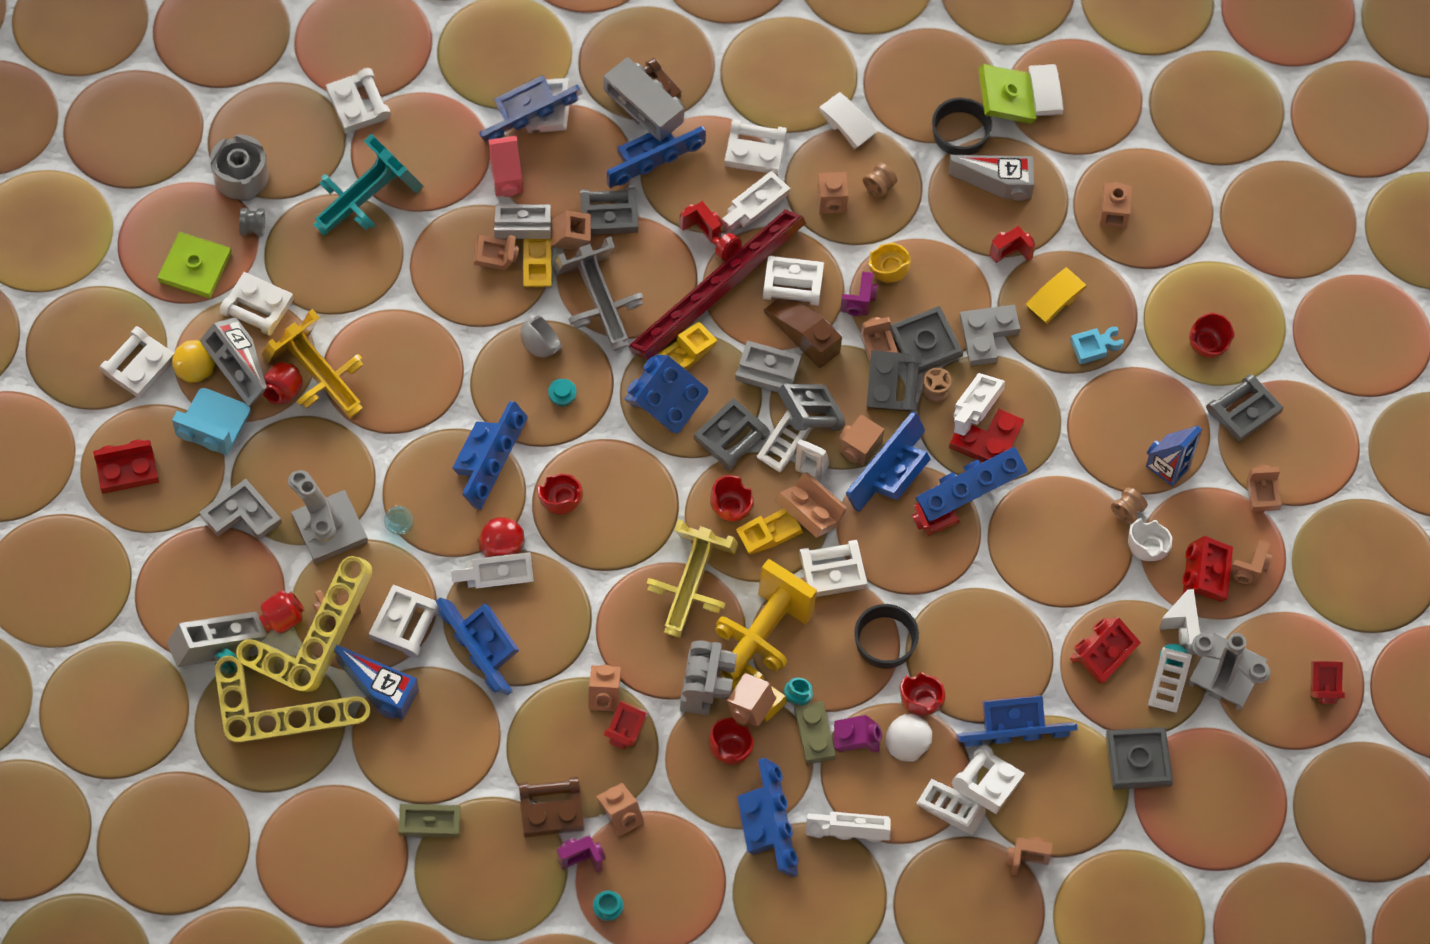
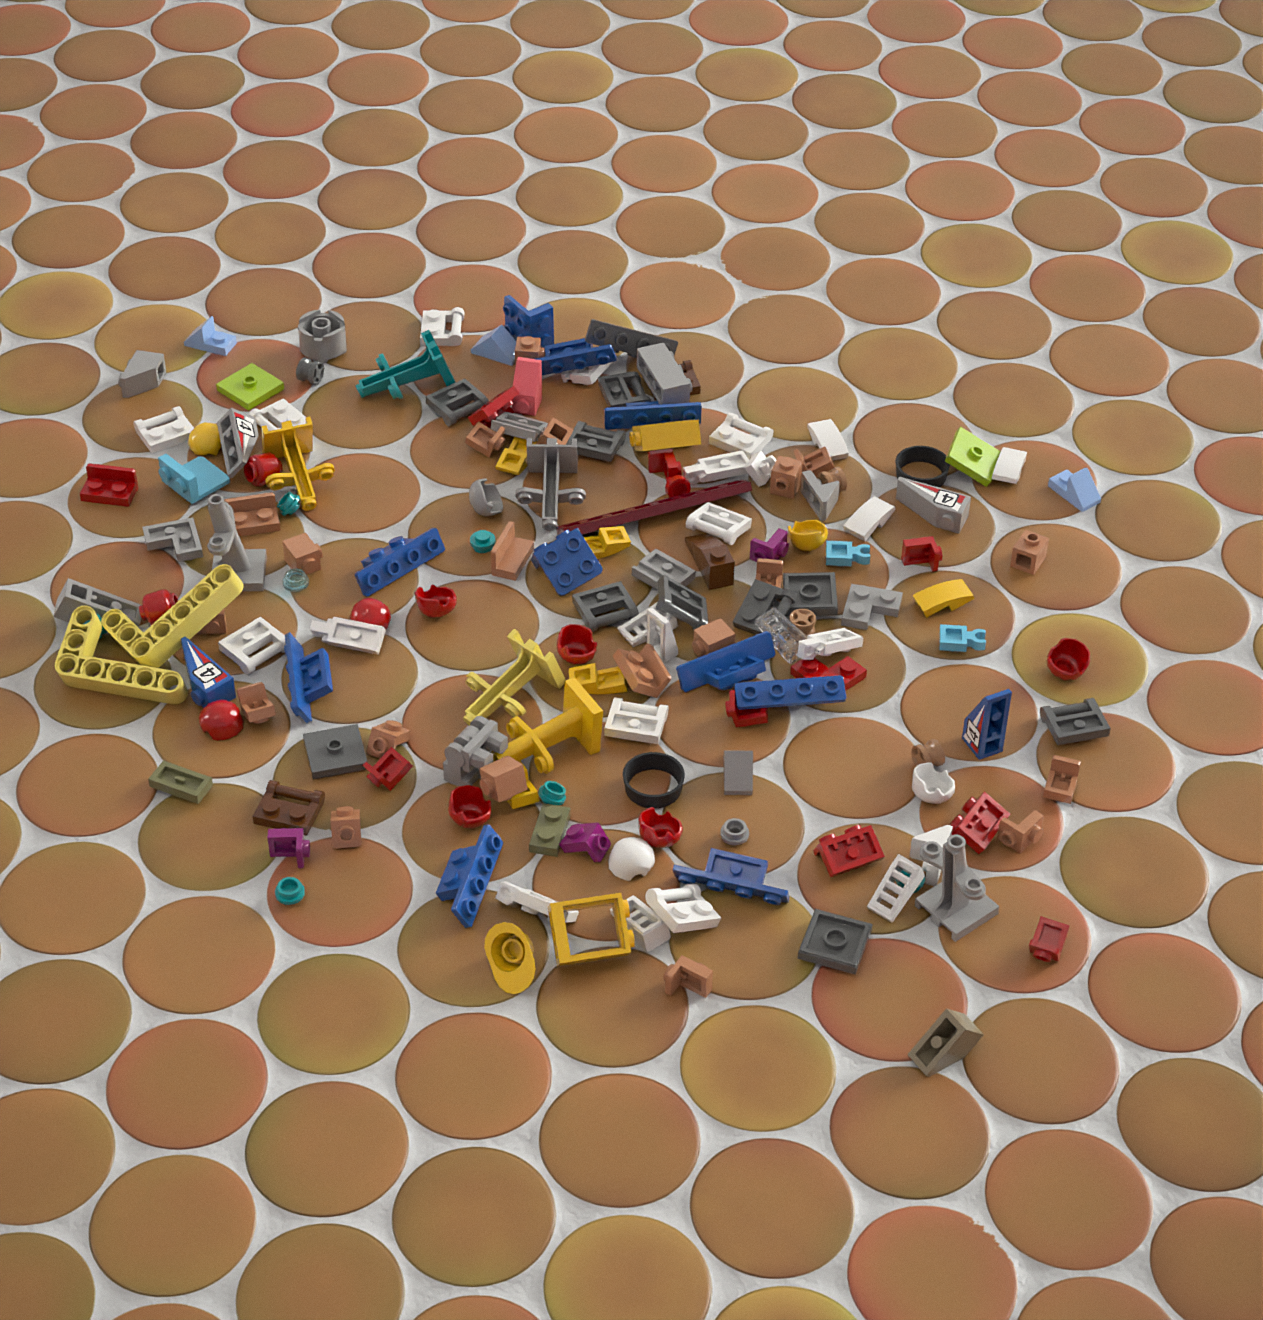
camera: 25 degrees right, 20 degrees down
(69, 292) = (142, 373): none -> light grey slope
(108, 212) = (209, 340): none -> light blue slope
(304, 448) = (255, 514): none -> nougat bracket
(334, 419) = (288, 504): none -> teal plate
(389, 484) = (302, 553): none -> nougat brick
(424, 728) = (221, 719): none -> red hair
(428, 201) = (453, 397): none -> dark grey plate
(434, 109) = (497, 346): none -> light blue slope
(451, 697) = (255, 704): none -> nougat bracket
(464, 82) = (532, 323): none -> blue bracket
(478, 113) = (528, 348): none -> nougat brick
(484, 208) = (494, 408): none -> red bracket
(558, 721) = (335, 751): none -> dark grey plate
(585, 61) = (624, 338): none -> dark grey bracket
(599, 133) = (616, 391): none -> dark grey plate
(603, 402) = (510, 554): none -> nougat panel
(687, 184) = (665, 435): none -> yellow window
(800, 188) = (760, 468): none -> white tile
(850, 159) = (816, 461): none -> nougat bracket
(860, 901) = (510, 957): none -> yellow piece
(878, 208) = (820, 497): none -> light grey slope
(893, 856) = (559, 932): none -> yellow window
(934, 275) = (842, 553): none -> medium azure plate
(938, 215) = (869, 516): none -> white slope
(938, 403) = (786, 648): none -> clear slope
(958, 591) = (738, 772): none -> light grey slope
(993, 661) = (734, 832): none -> light grey plate
(1123, 99) = (1076, 488): none -> light blue slope
(1285, 833) = (945, 1042): none -> dark tan slope

